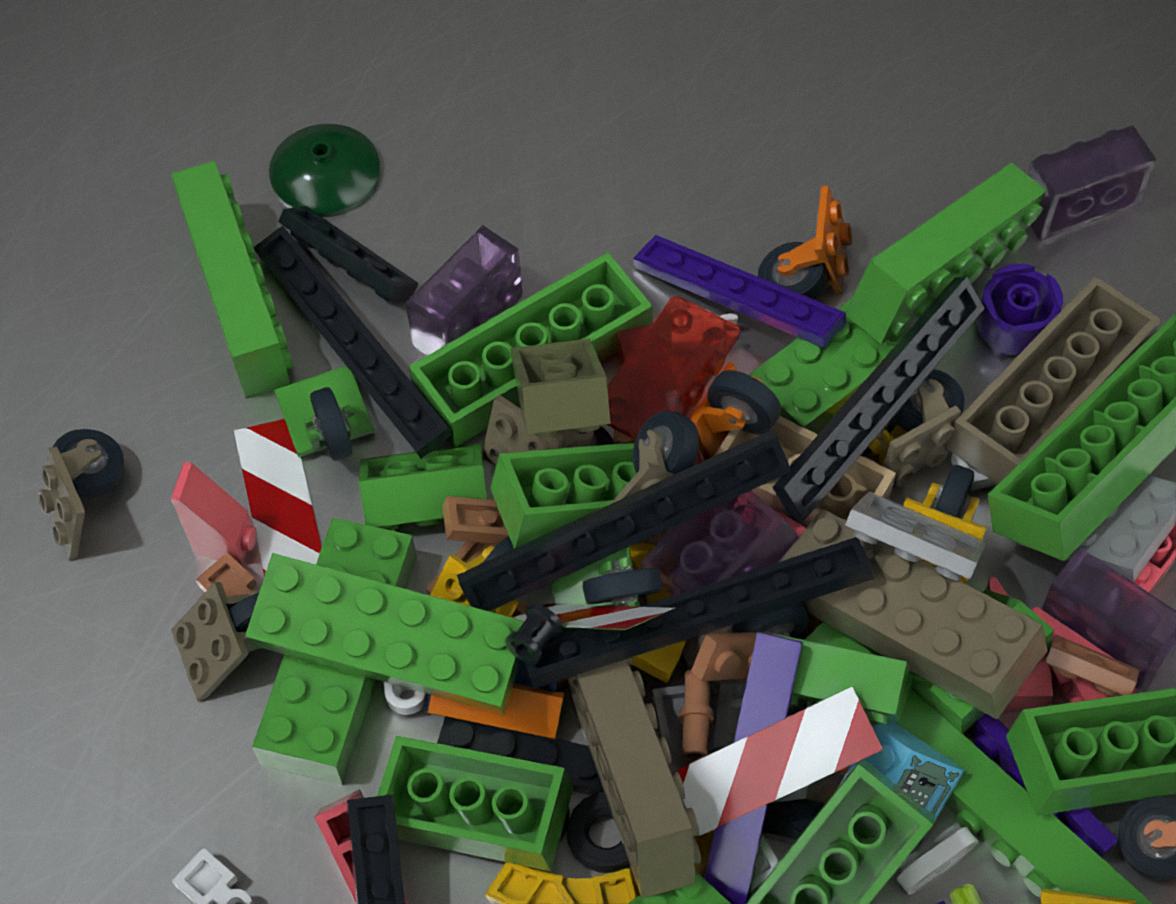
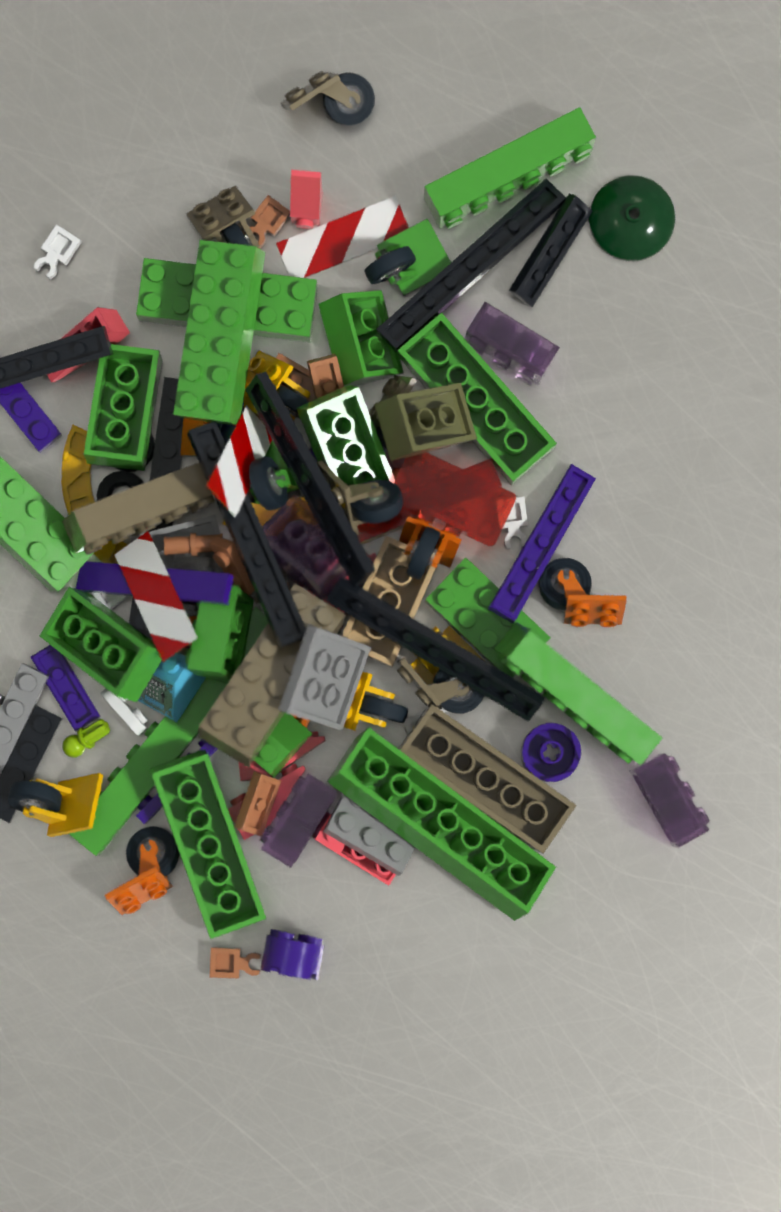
camera: 80 degrees right, 25 degrees up
(534, 646) = (217, 428): black bush -> none

